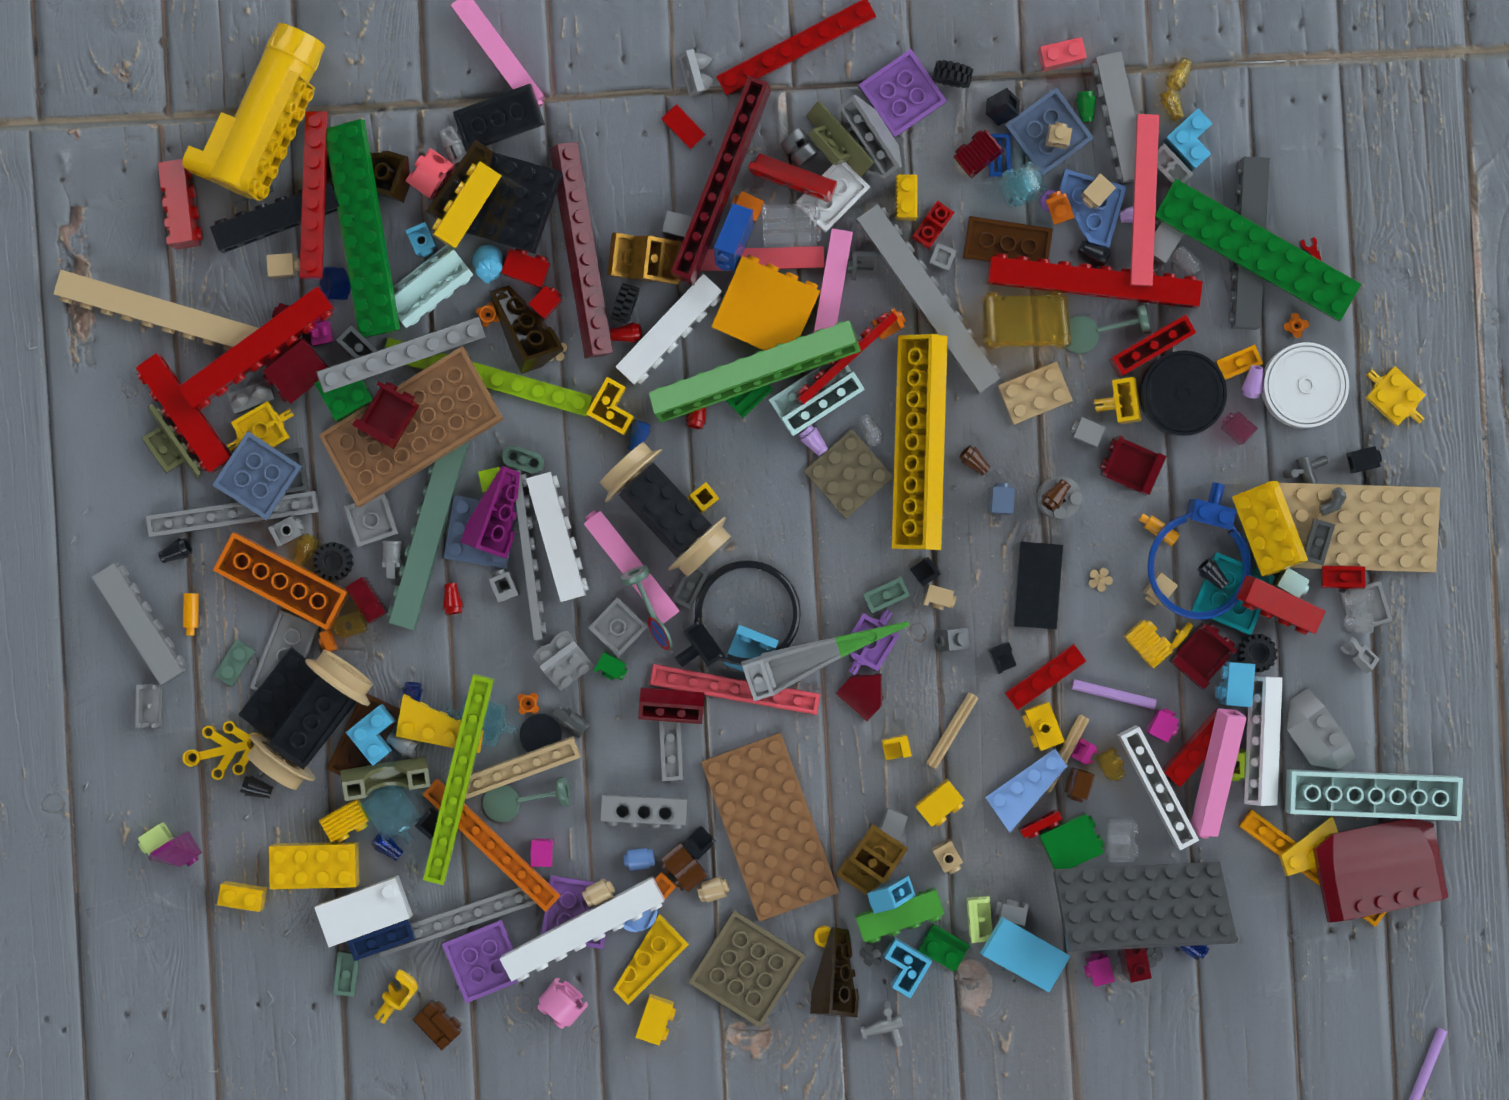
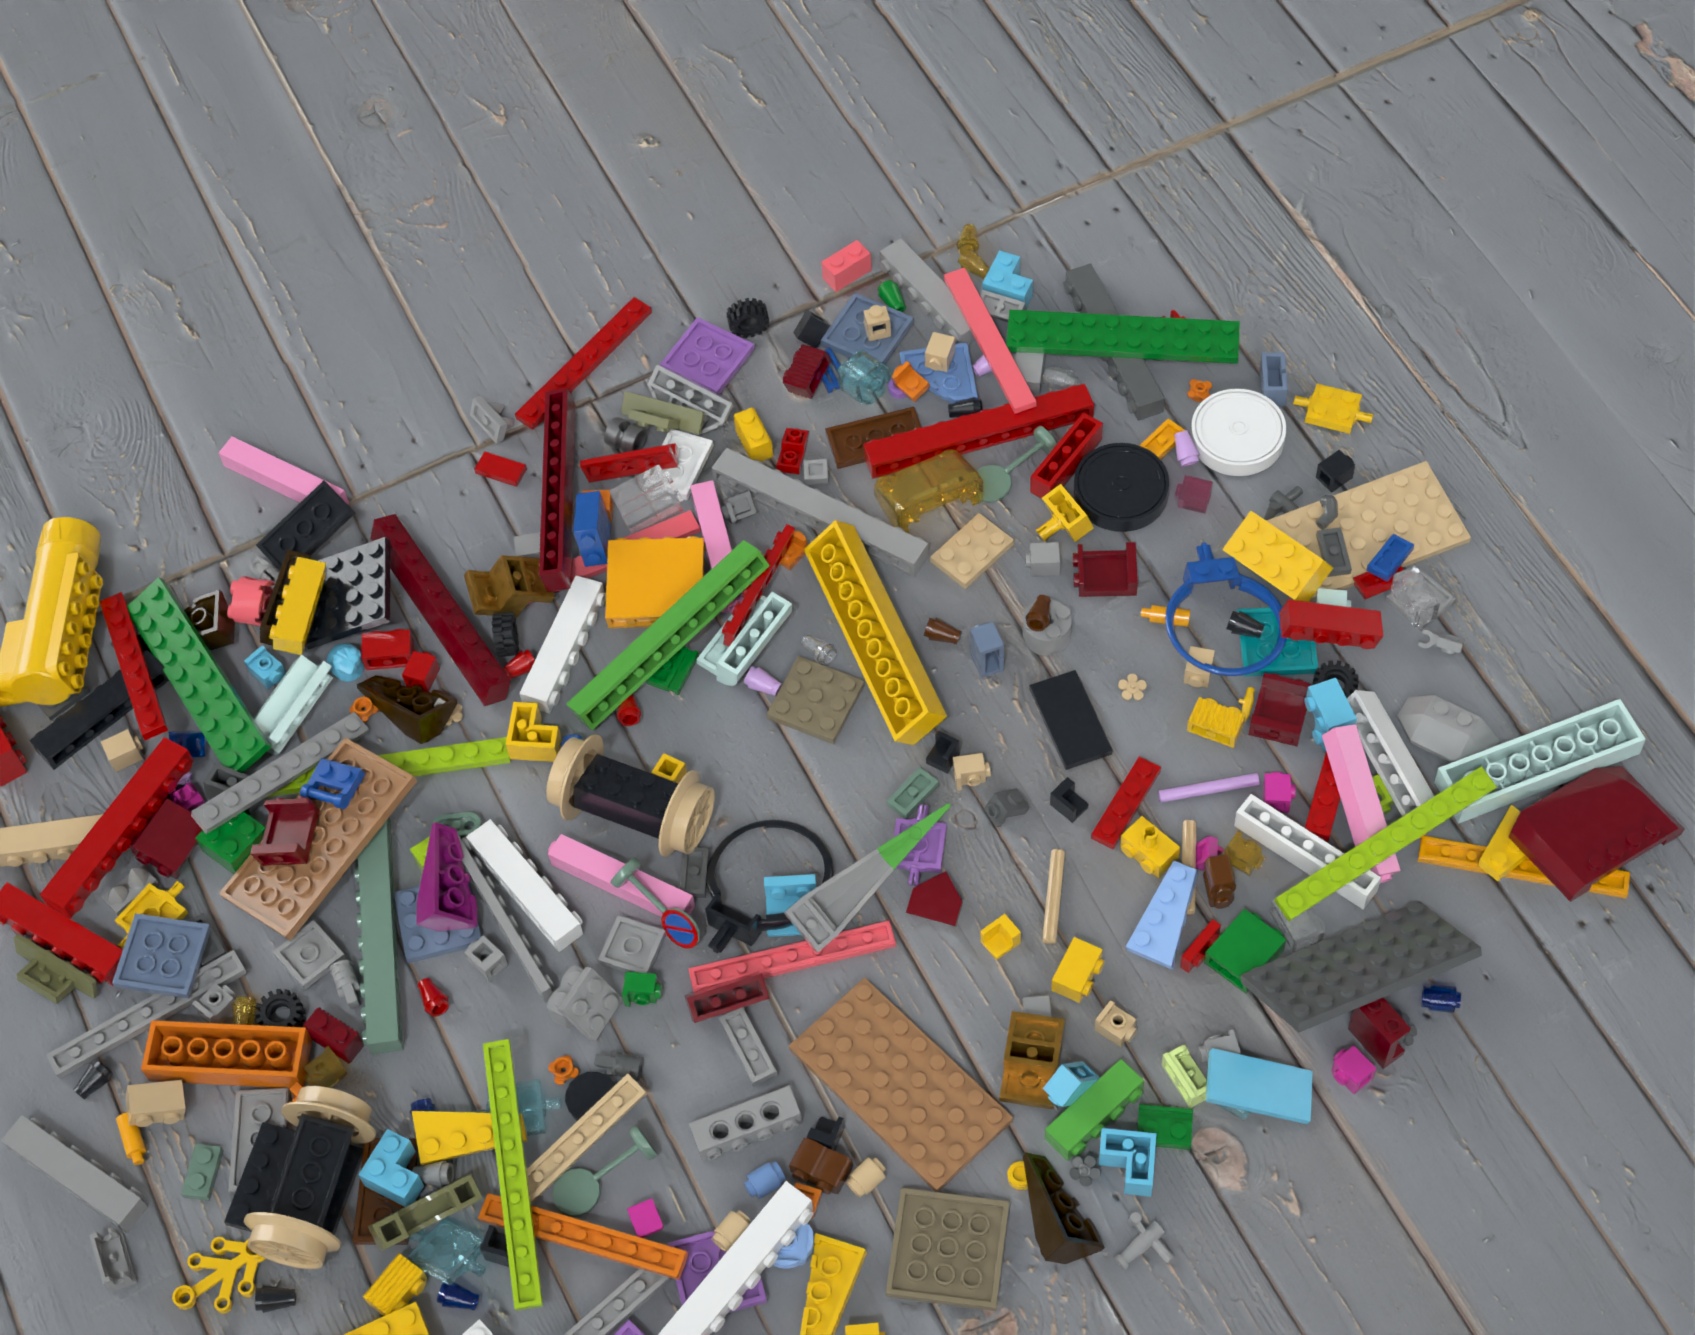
camera: 25 degrees left, 30 degrees down
(215, 596) = (155, 1103): none -> tan brick
(442, 383) = (336, 777): none -> blue plate
(1217, 818) = (1384, 844): none -> lime plate
(1360, 567) = (1390, 557): none -> blue plate
(1363, 340) = (1274, 377): none -> sand blue piece

